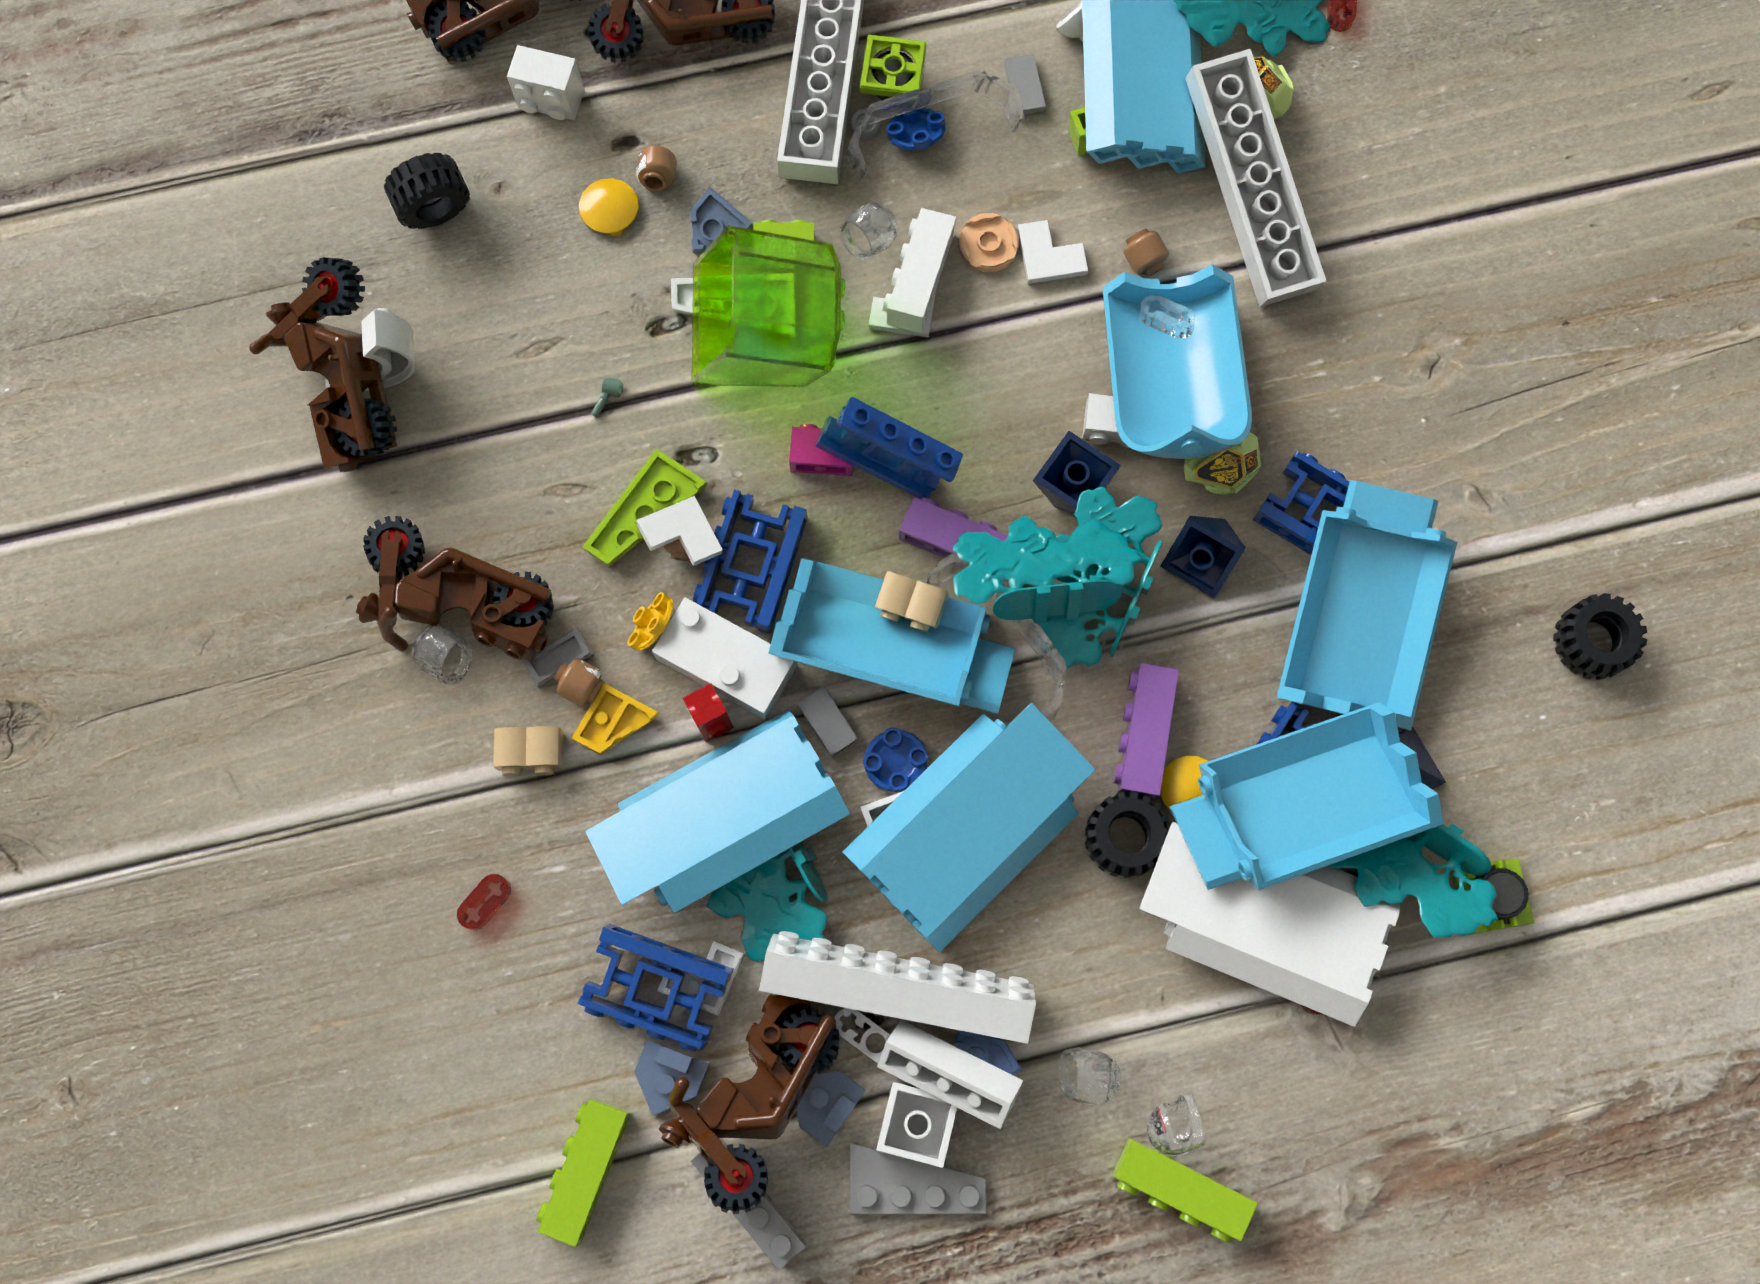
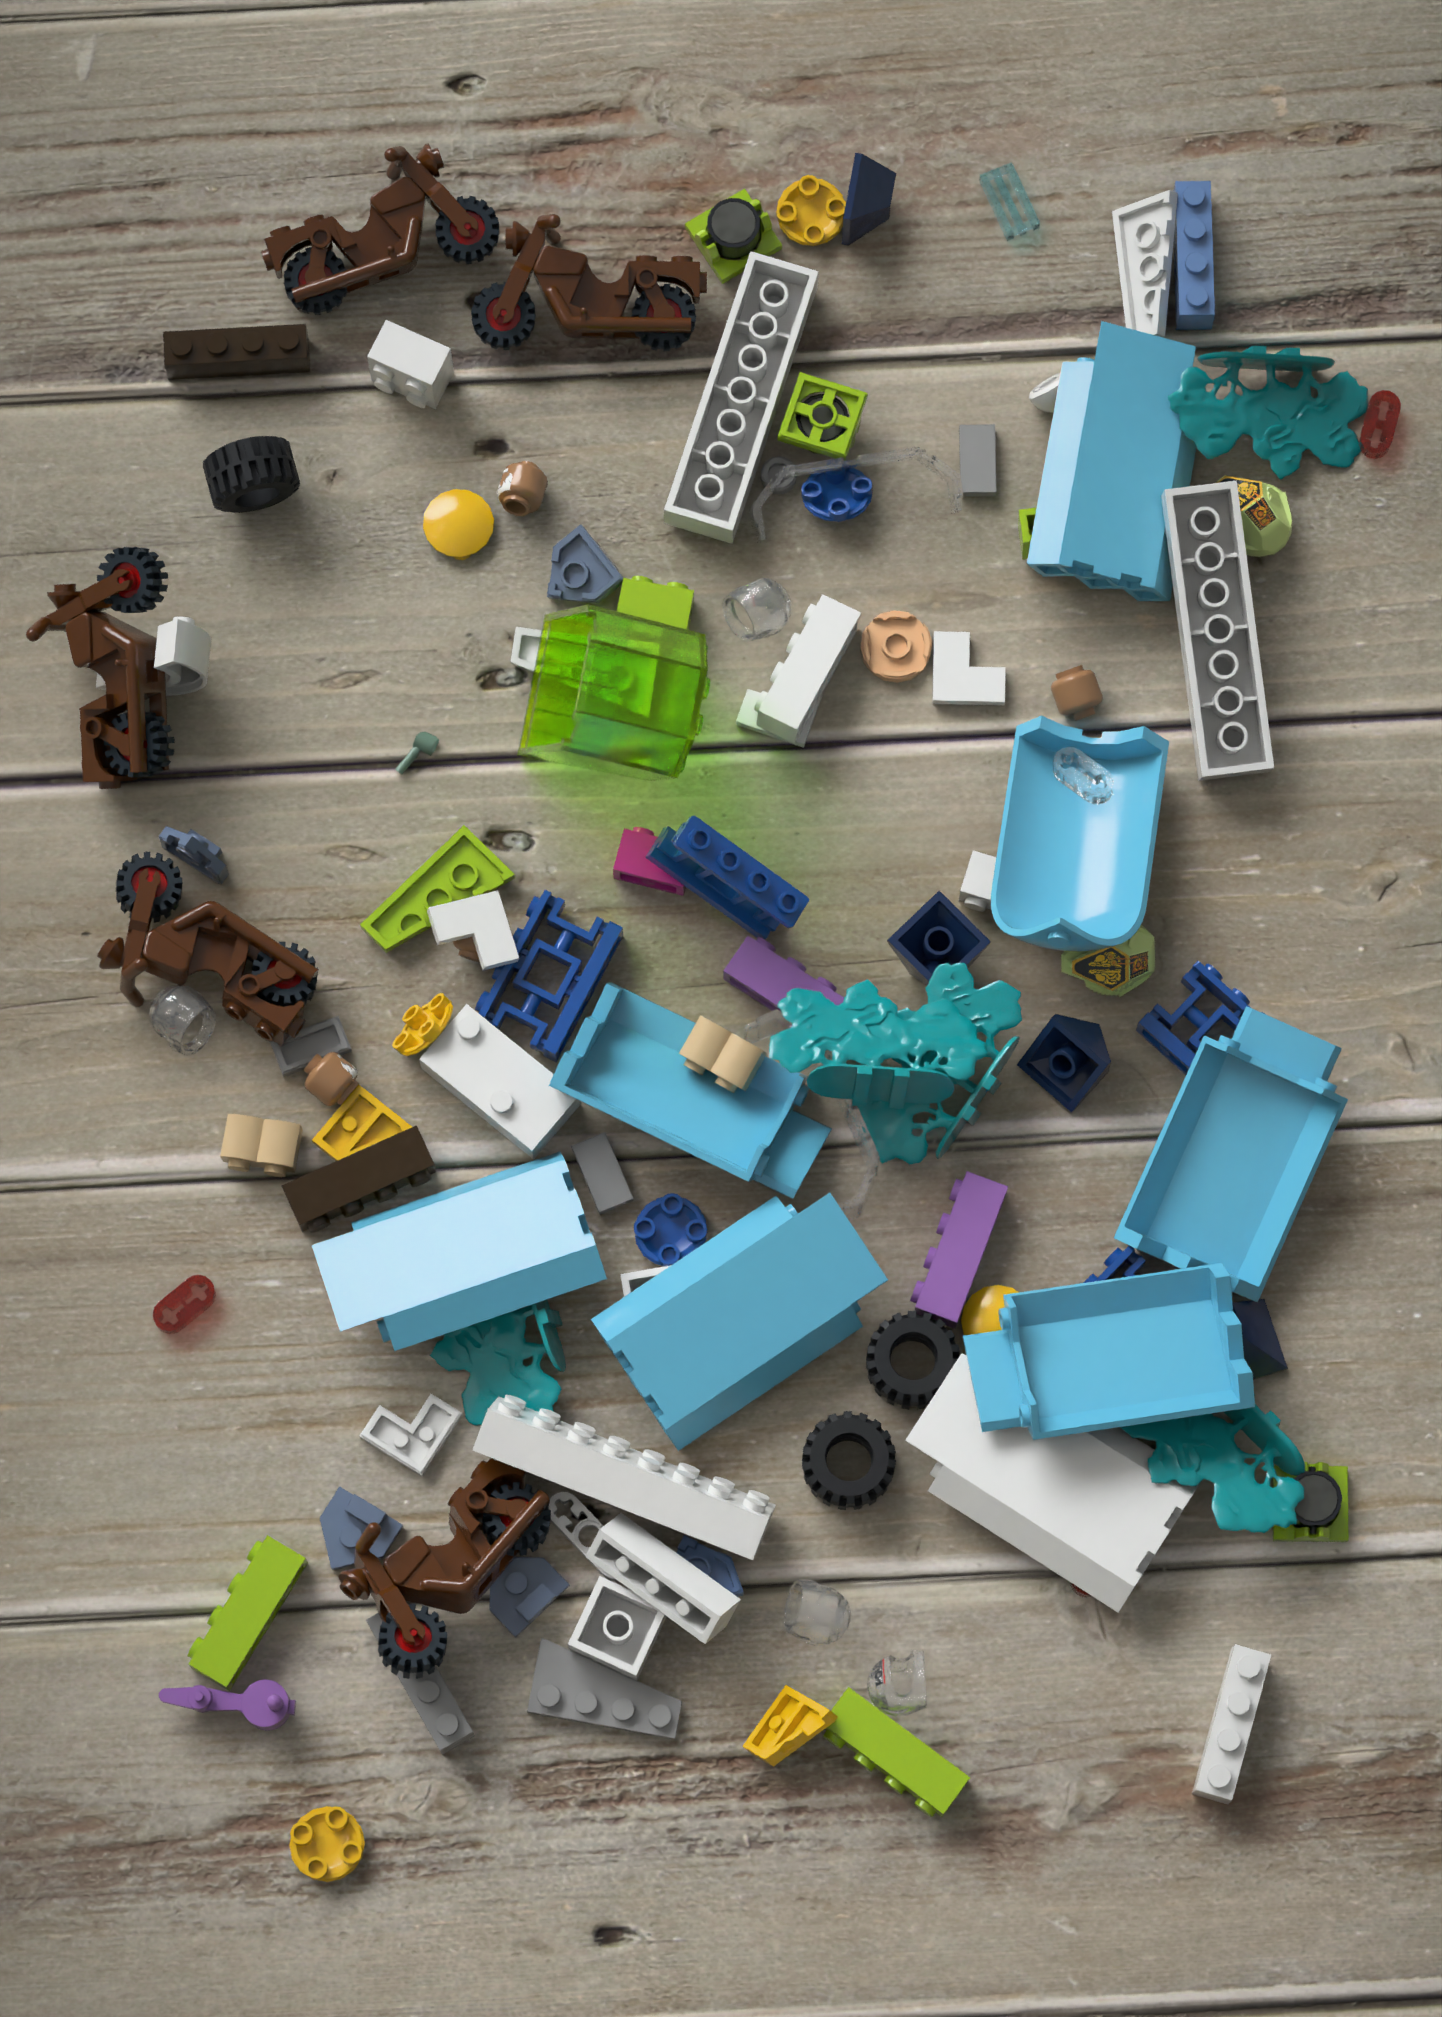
camera: 10 degrees right, 0 degrees up
(400, 99) = (236, 351): none -> dark brown brick
(431, 510) = (196, 852): none -> sand blue plate
(610, 1257) = (262, 1703): none -> medium lavender piece
(618, 765) = (359, 1179): none -> dark brown brick
(664, 960) = (373, 1403): blue fence -> none
(708, 712) = (470, 1139): red brick -> none
(1084, 1185) = (787, 1726): none -> yellow wing
(1117, 924) = (856, 1429): none -> black tyre
(1474, 1108) = (1231, 1724): none -> white brick

